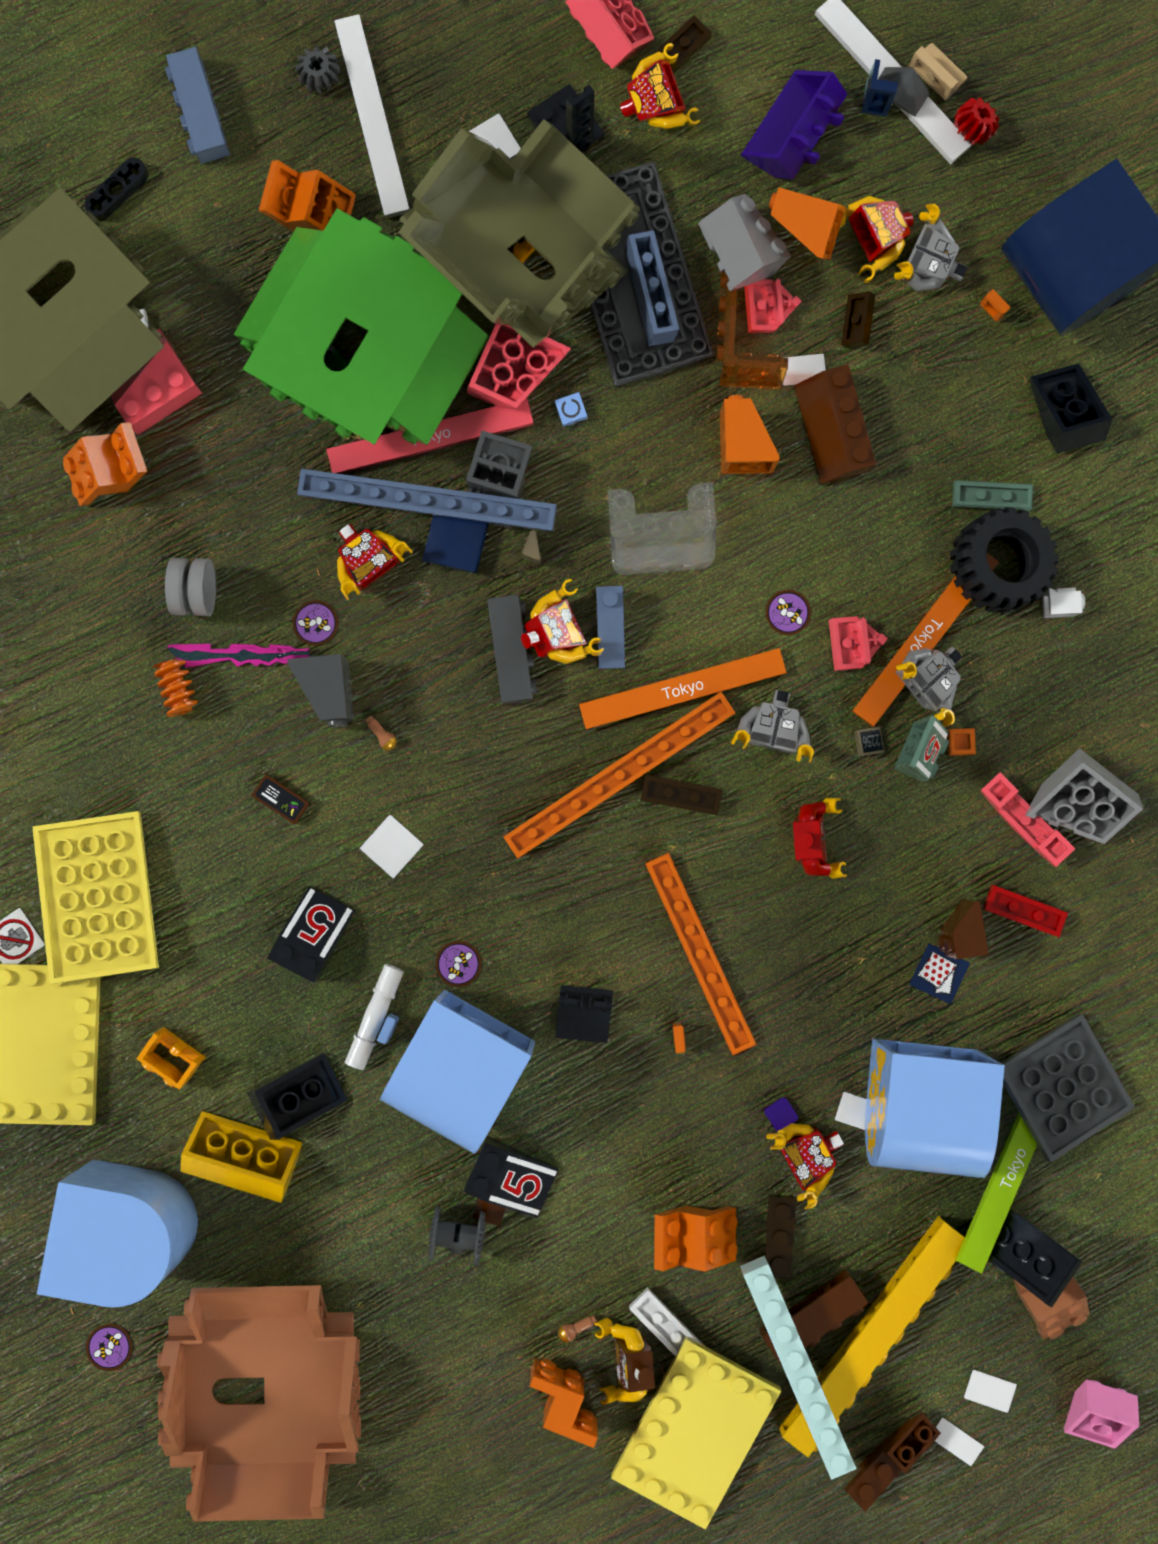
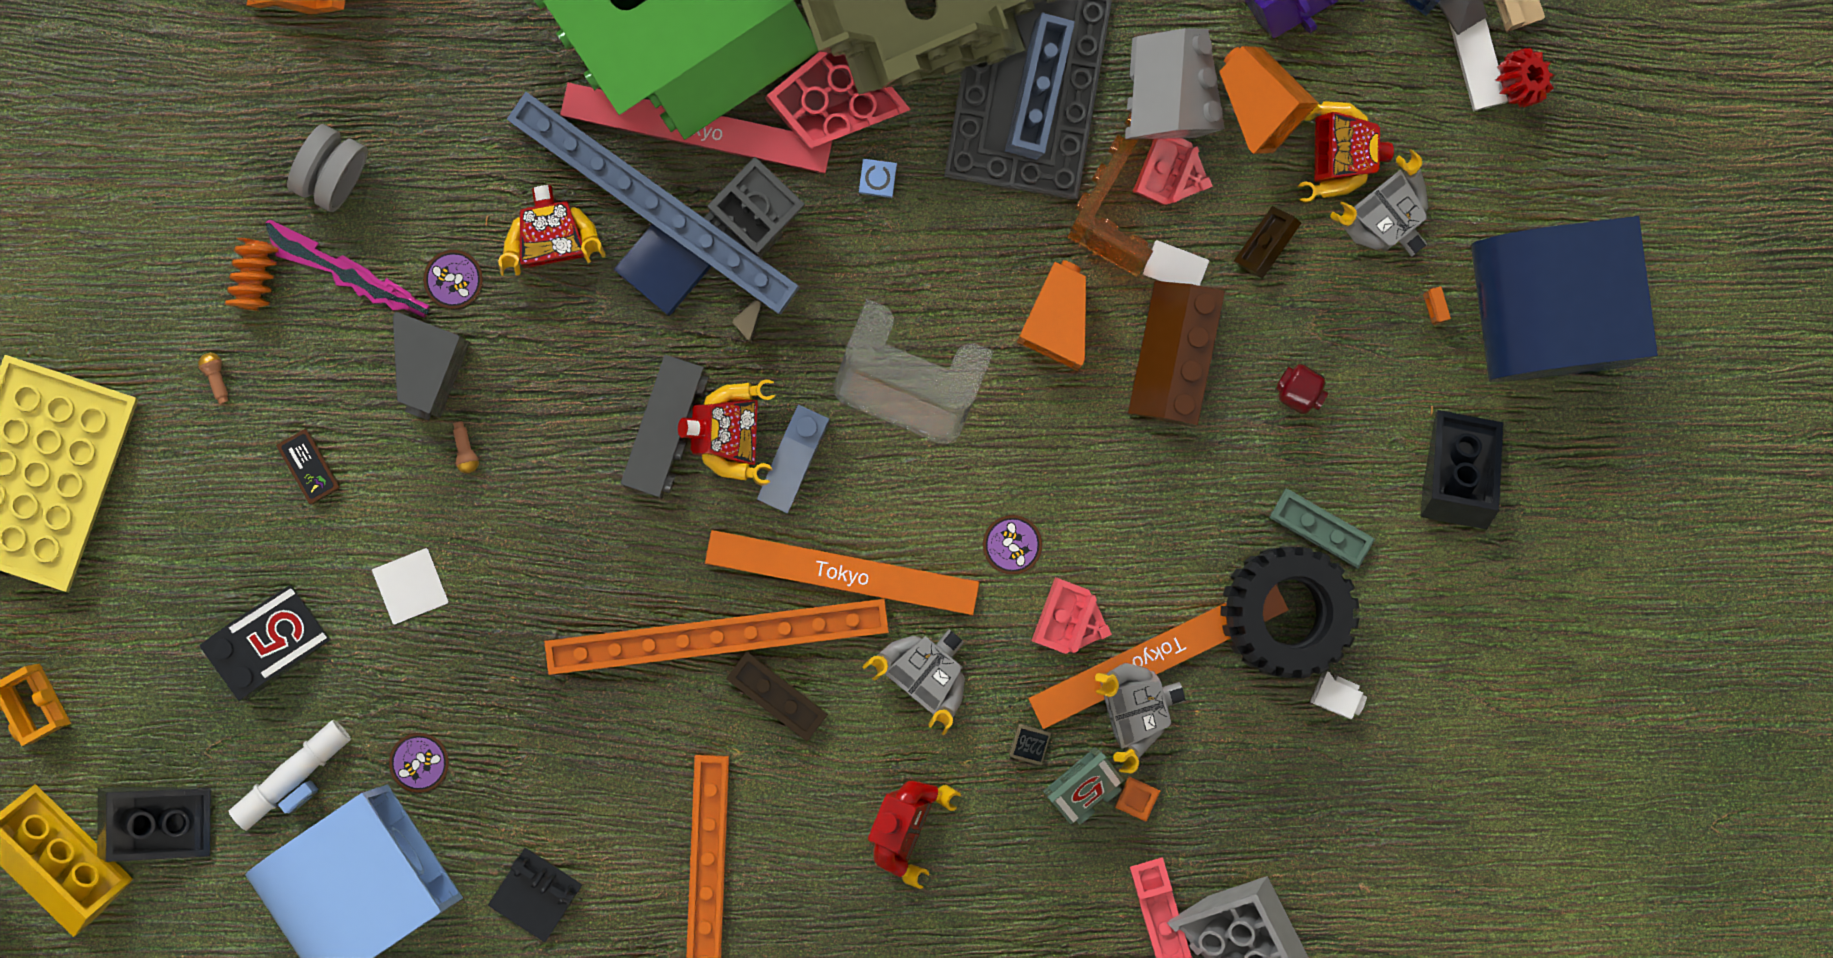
camera: 20 degrees right, 0 degrees up
(179, 764) = (211, 365): none -> nougat piece
(932, 407) = (1301, 389): none -> dark red head

